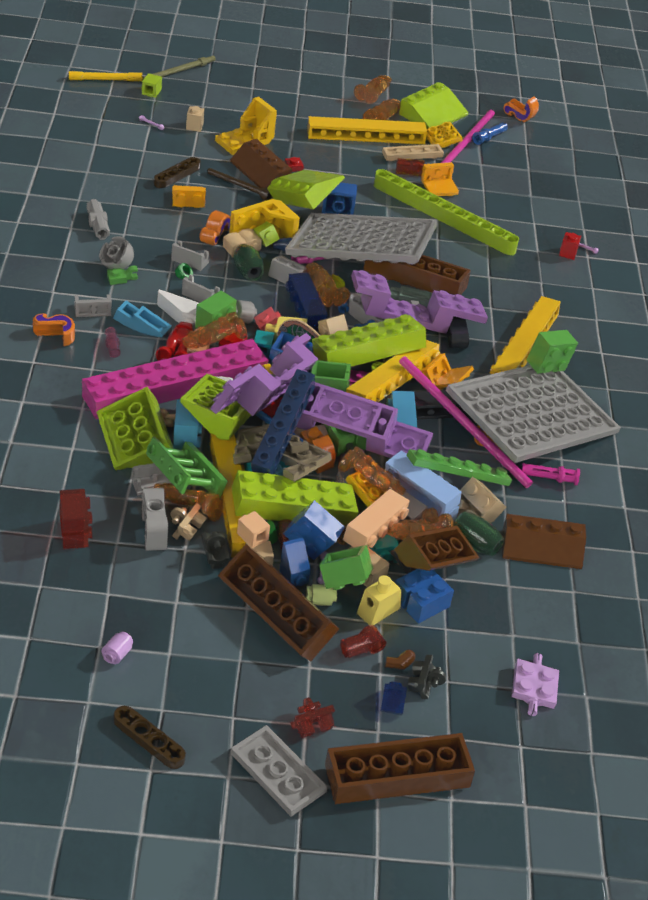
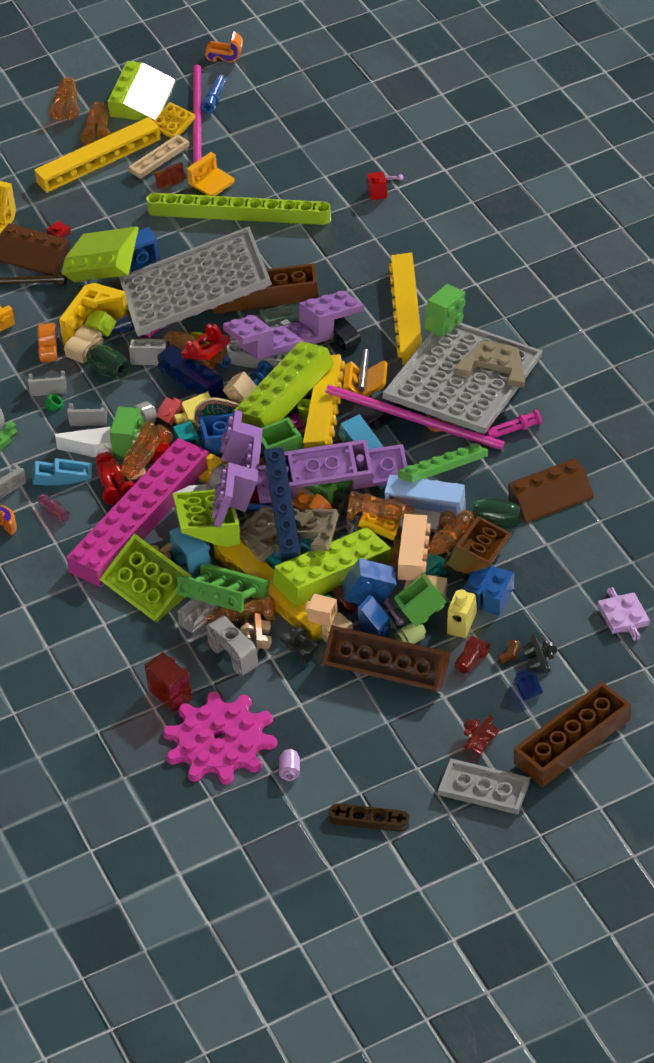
camera: 20 degrees left, 5 degrees up
(66, 606) = (225, 755): none -> dark pink plate
(330, 283) = (196, 350): none -> red piece
(451, 366) = (363, 370): none -> flat silver bar
(480, 501) = (477, 484): tan slope -> none
(569, 408) = (494, 357): none -> dark tan wing

